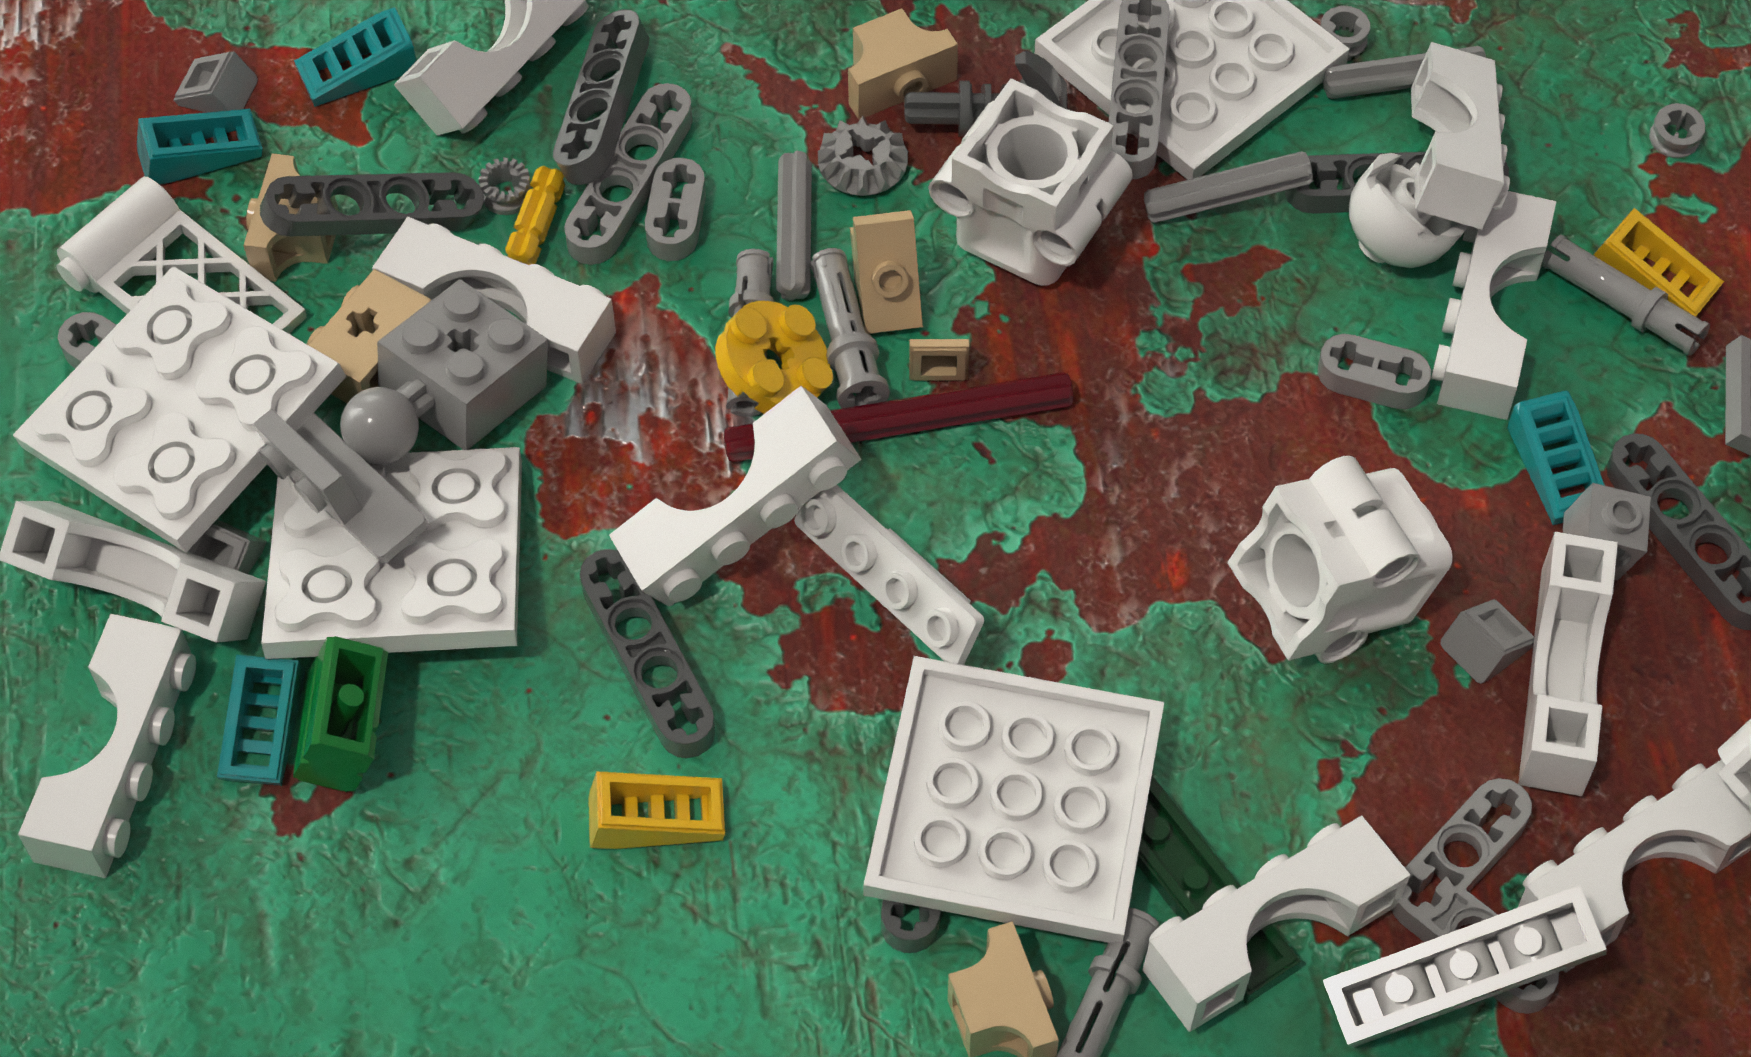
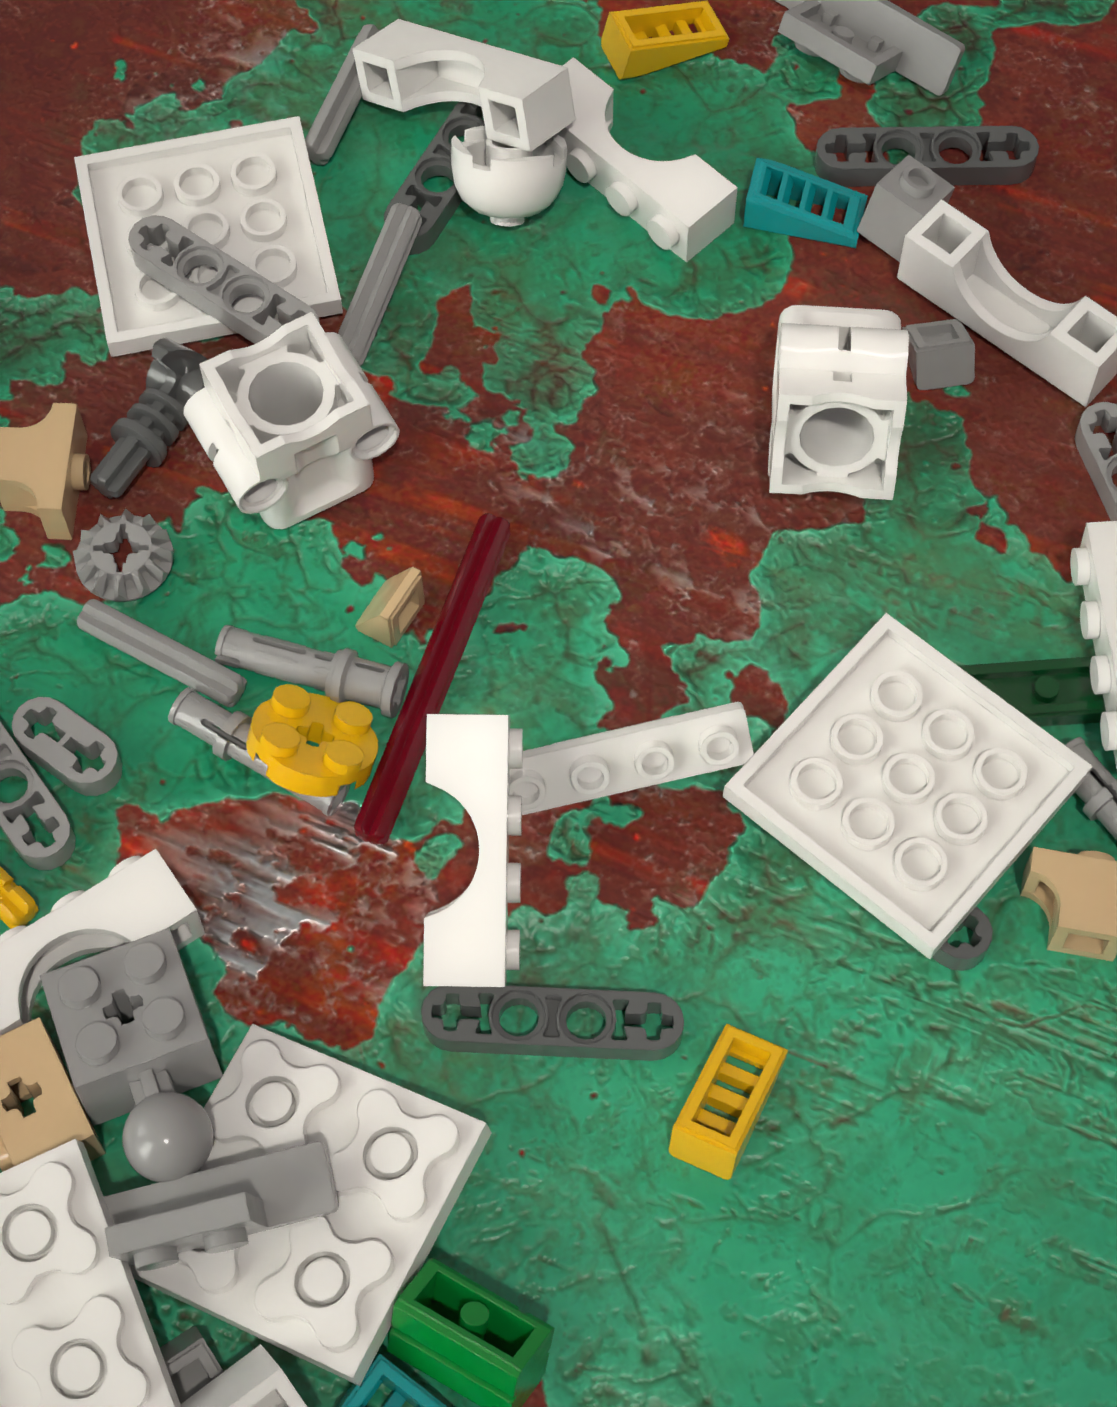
camera: 60 degrees left, 5 degrees up
(886, 271) = (281, 595): tan brick -> none
(1354, 19) = (267, 96): light grey bush -> none
(1374, 371) = (626, 280): light grey beam -> none
(1644, 306) = (682, 69): light grey pin -> none

